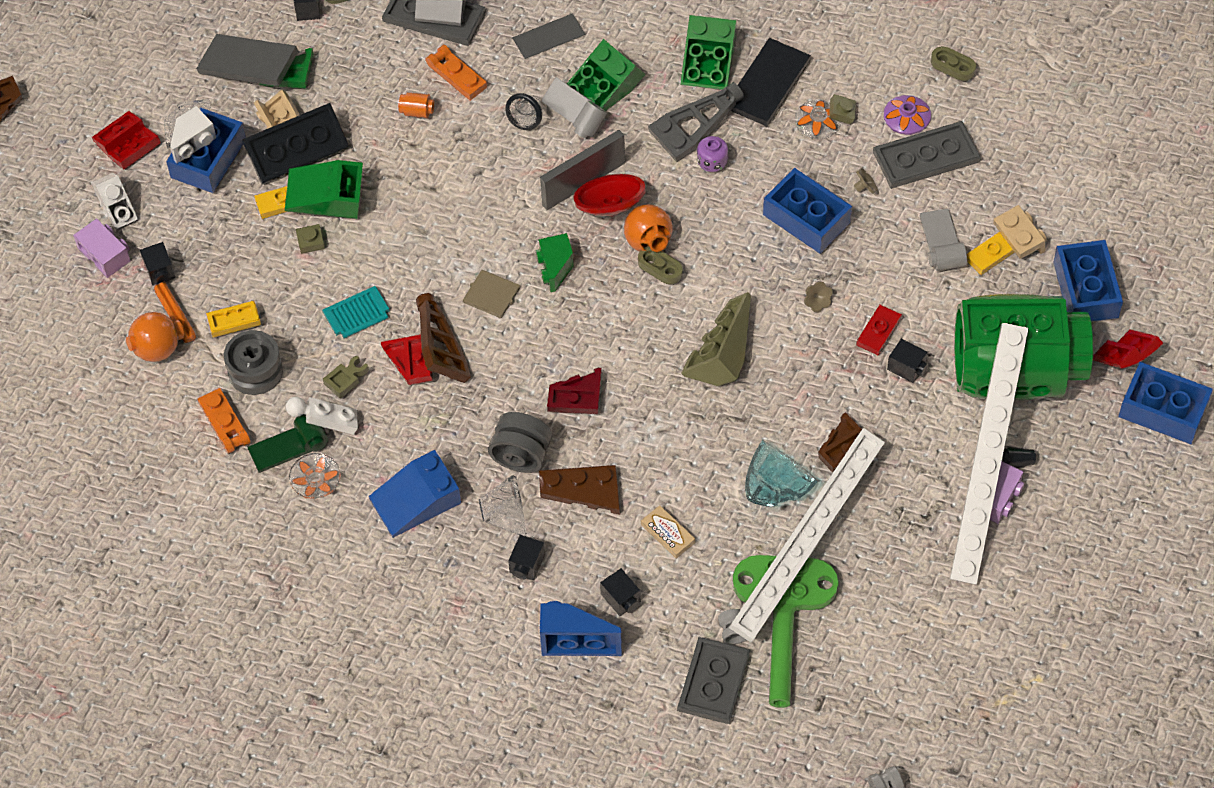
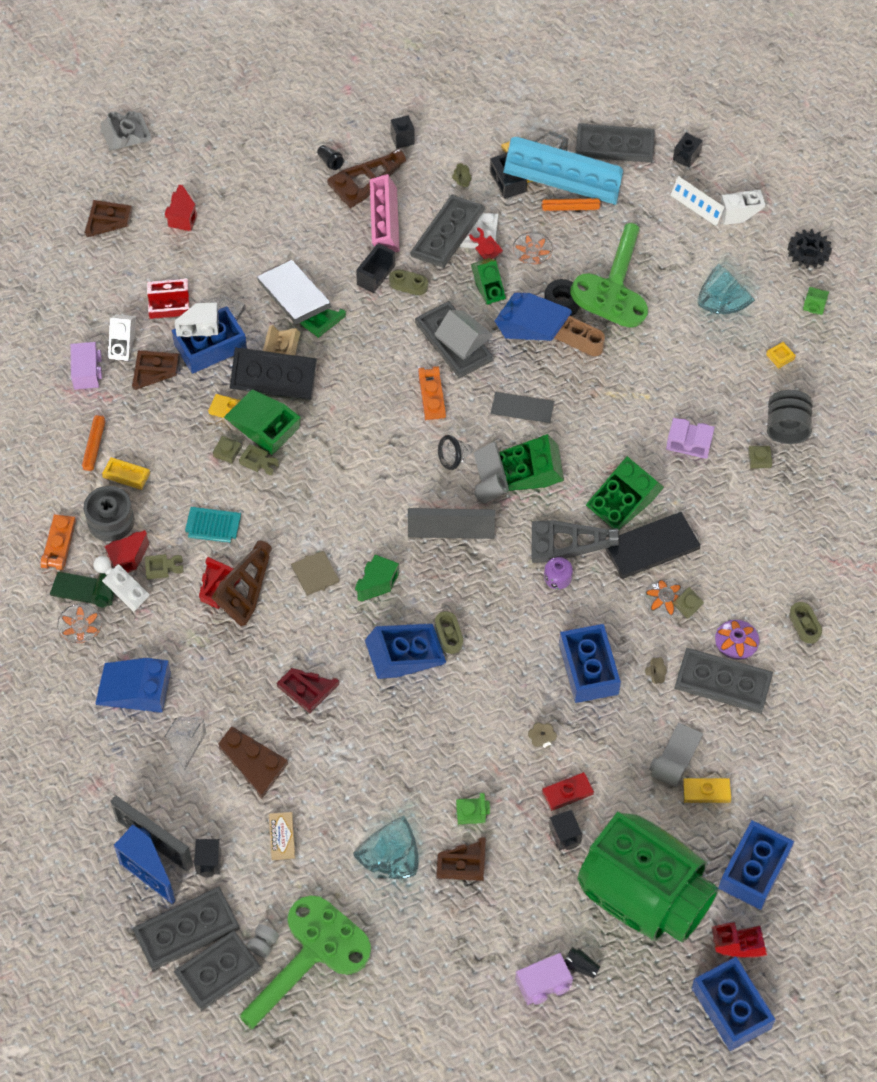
camera: 35 degrees right, 0 degrees up
(67, 51) = (182, 210): none -> red slope
(154, 336) = (59, 451): orange brick -> none
(157, 263) = (110, 400): black brick -> none
(172, 209) = (154, 367): none -> reddish brown wing
(300, 383) = (128, 551): none -> red slope
(346, 228) = (256, 458): none -> olive plate
(416, 105) = (380, 398): orange brick -> none
(520, 442) = (230, 696): dark grey wheel -> none
(524, 604) = (162, 840): none -> dark grey tile
(526, 557) = (166, 784): black brick -> none
(609, 194) = (455, 554): red dish -> none
(634, 305) = (404, 649): none -> blue slope
(648, 227) = (461, 599): orange brick -> none
(653, 666) = (185, 928): none -> dark grey tile
(723, 347) = (435, 730): olive wedge -> none
(806, 536) = (368, 910): white plate -> none
(814, 397) = (472, 810): none -> bright green bracket
(988, 453) = (547, 945): white plate -> none
(1020, 232) = (738, 789): tan bracket -> none

